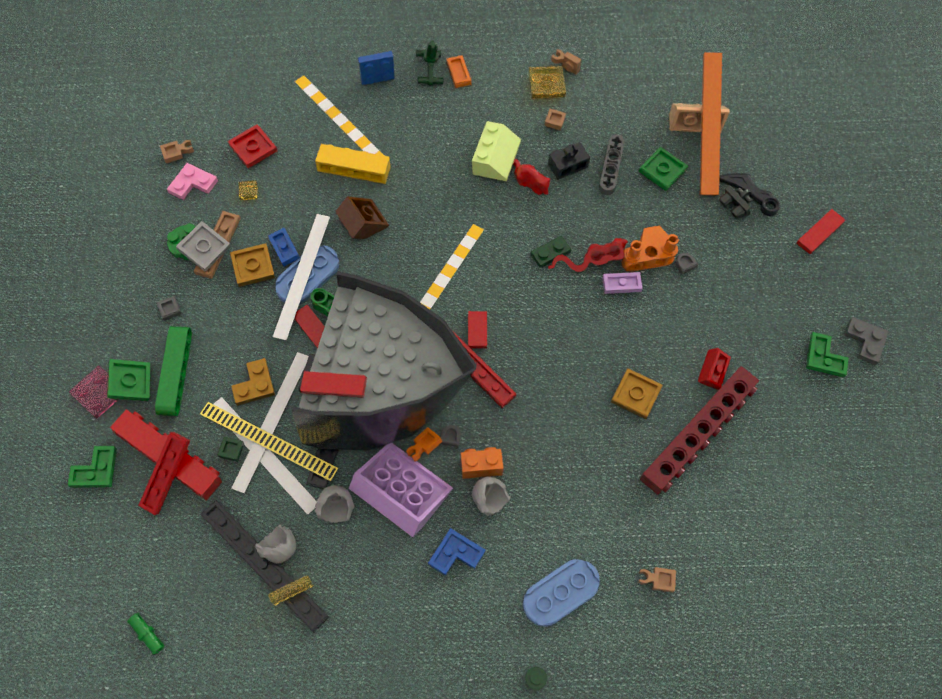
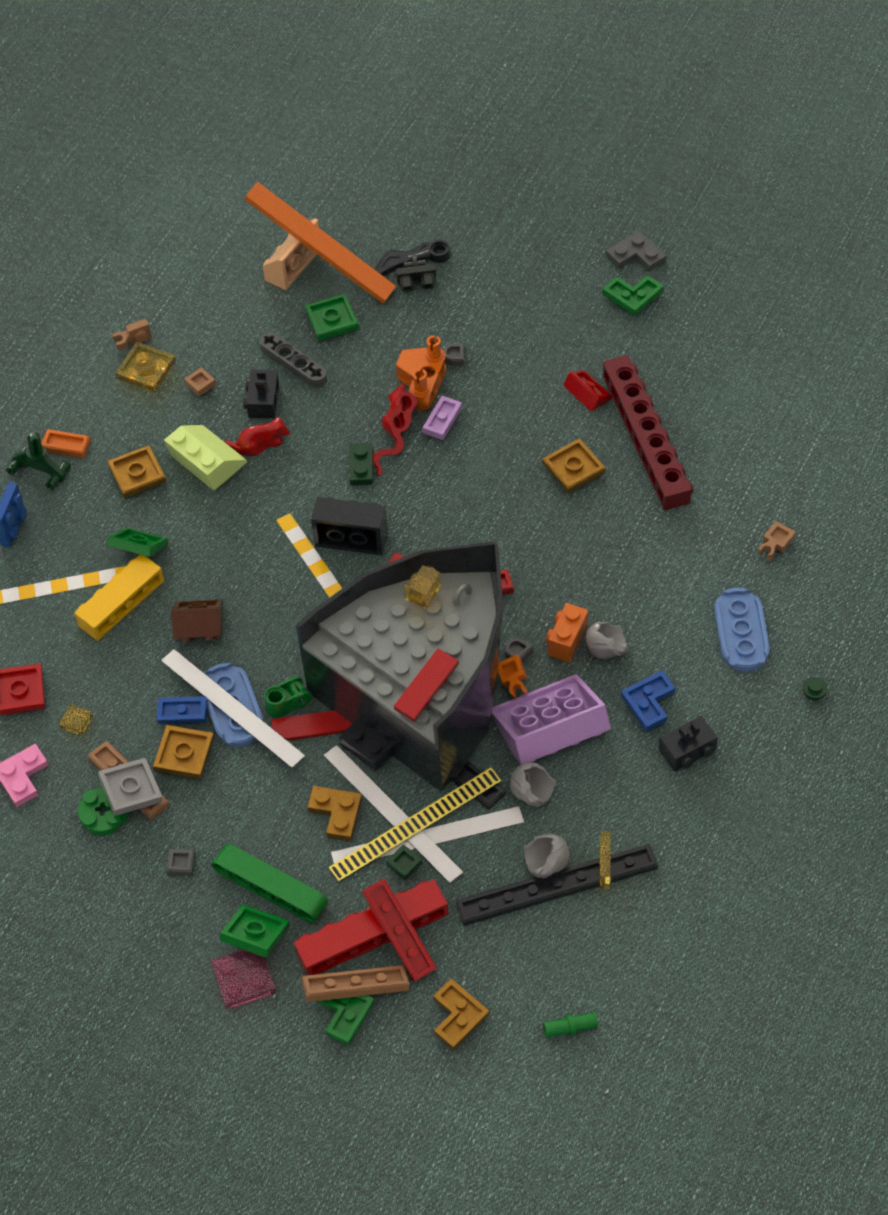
camera: 55 degrees left, 10 degrees down
(113, 466) = (355, 983): none -> medium nougat tile
(124, 554) = (464, 1011): none -> pearl gold plate
(399, 150) = (137, 542): none -> green plate
(416, 338) = (423, 586): none -> clear yellow brick
(429, 602) = (688, 743): none -> black brick
(459, 121) = (136, 471): none -> pearl gold plate
(486, 269) = (349, 525): none -> black brick
(820, 231) = (496, 226): red tile -> none

